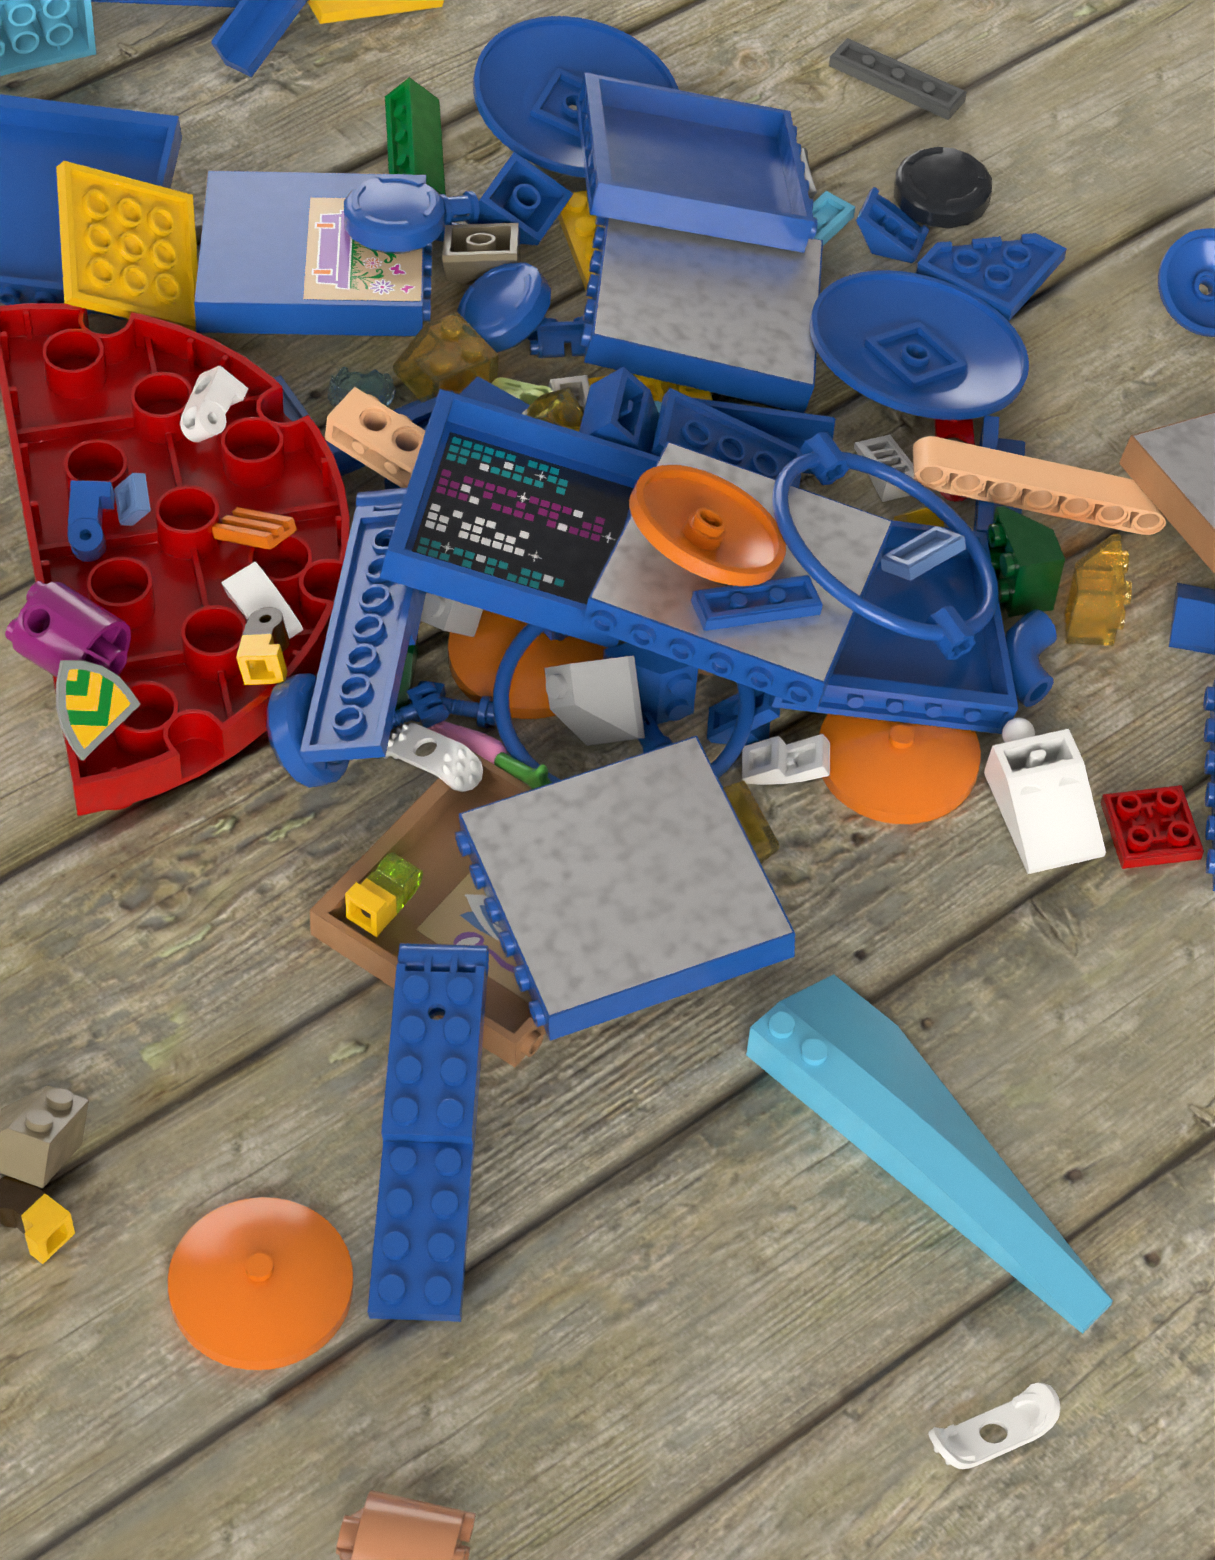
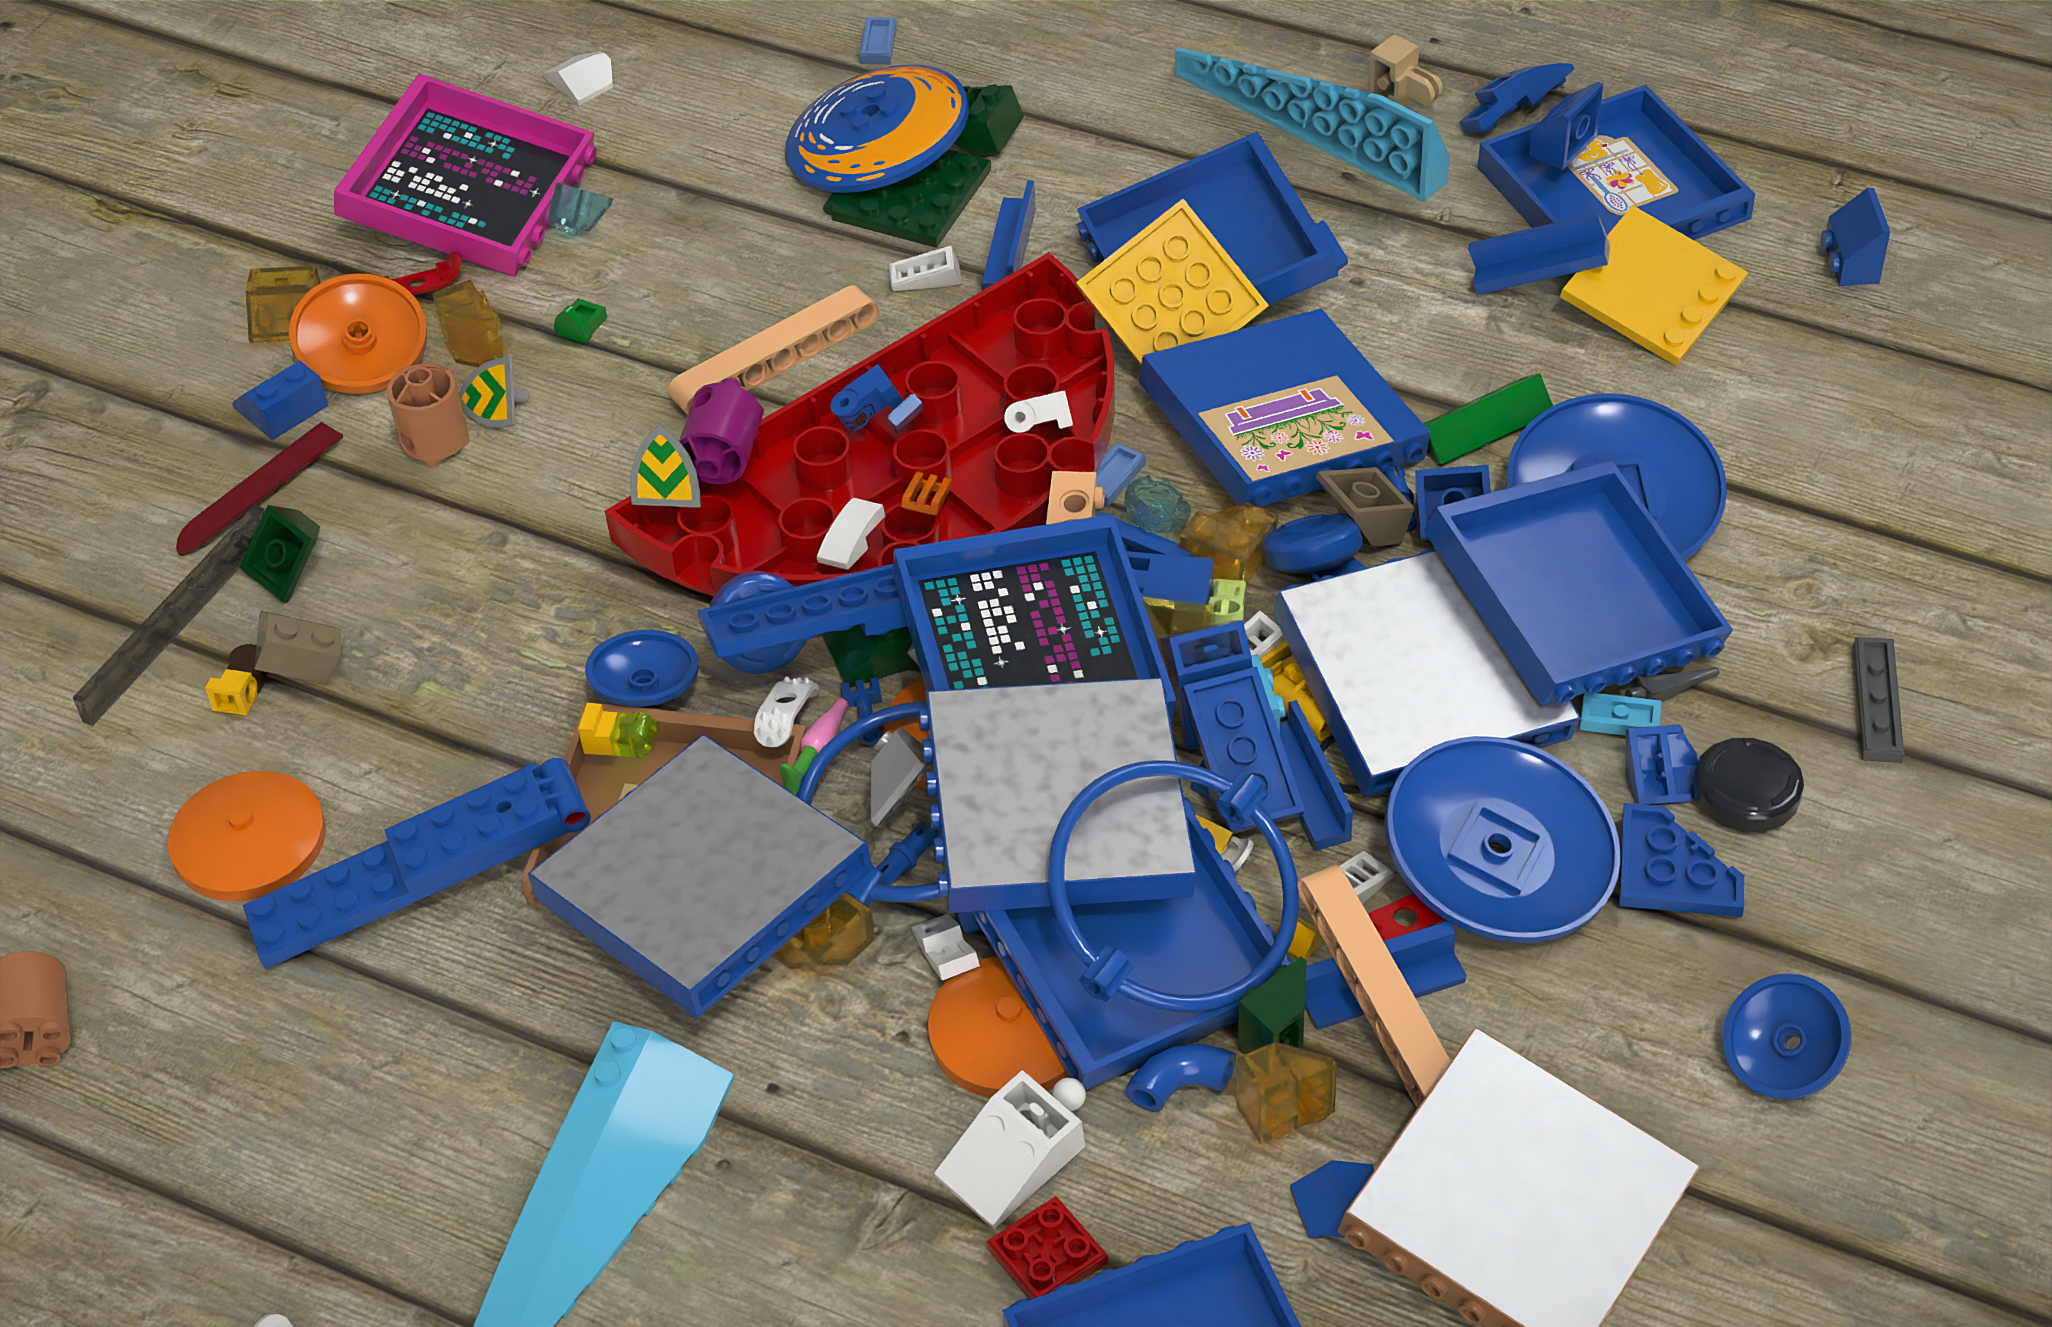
camera: 70 degrees right, 5 degrees down
(262, 648) = (793, 545): yellow leg -> none
(294, 848) = (642, 668): none -> blue dish
(394, 214) = (1340, 423): blue piece -> none
(424, 705) = (836, 686): blue hinge -> none
(461, 208) = (1401, 465): blue bush -> none
(707, 525) = (1047, 725): orange dish -> none
(757, 603) = (1004, 804): blue tile -> none
(923, 553) = (1210, 927): medium blue tile -> none

